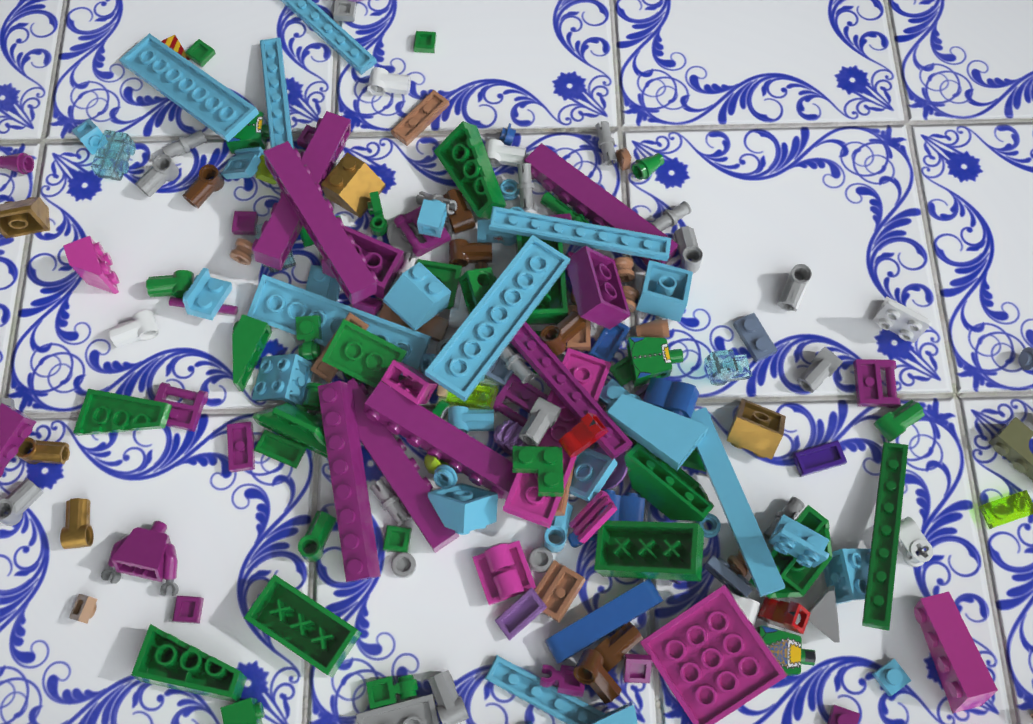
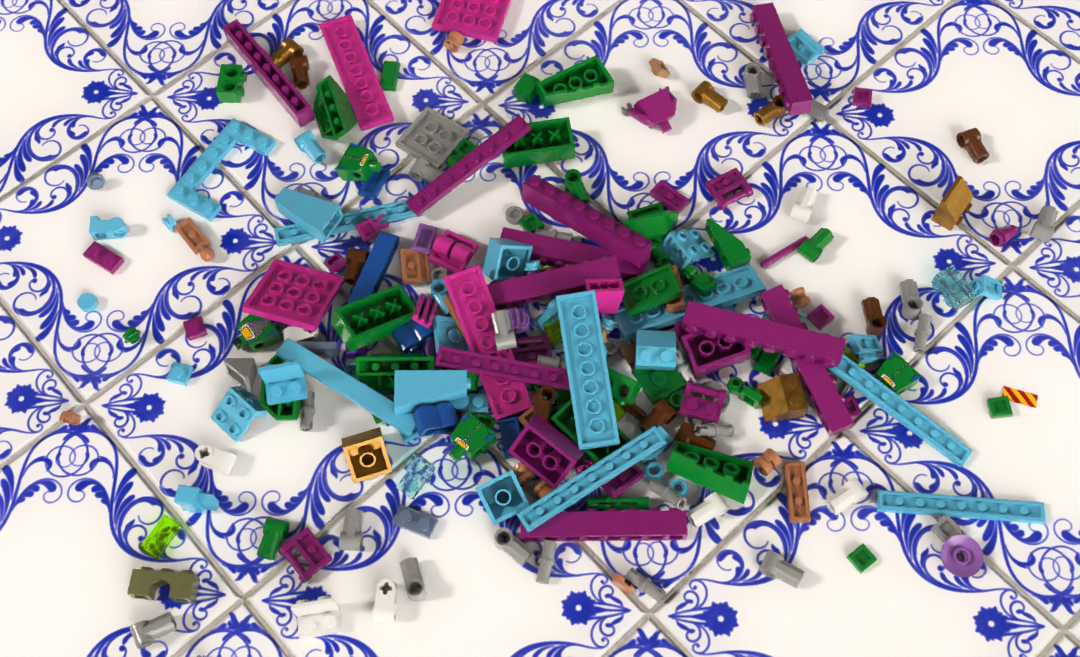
camera: 140 degrees right, 5 degrees down
(92, 264) = (869, 211): dark pink slope -> none
(114, 413) = (760, 154): green wing -> none
(188, 609) = (607, 110): magenta tile -> none
(189, 87) = (967, 366): medium azure plate -> none
(206, 295) = (786, 254): medium azure bracket -> none
(401, 654) = (468, 165): none -> magenta plate
(421, 150) = (767, 462): none -> nougat wheel
(432, 218) = (698, 403): medium azure brick -> none
(444, 251) = (675, 397): none -> green plate
(494, 78) = (776, 567): none -> light grey piece
(507, 135) = (720, 527): blue plate -> none
(546, 463) = (477, 310): green plate -> none
(583, 435) = (468, 338): red leg -> none
(592, 673) = (357, 238): reddish brown piece -> none
(646, 166) = (598, 591): green cone -> none
(656, 328) = (486, 467): nougat cone -> none
(784, 614) = (266, 349): red leg -> none
(819, 458) = (311, 471): dark purple tile -> none
(830, 289) = (385, 604): none -> white piece
(885, 537) = (235, 447): green tile -> none
(954, 653) = (149, 408): dark pink wedge -> none
(956, 509) = (195, 500): none -> medium azure piece

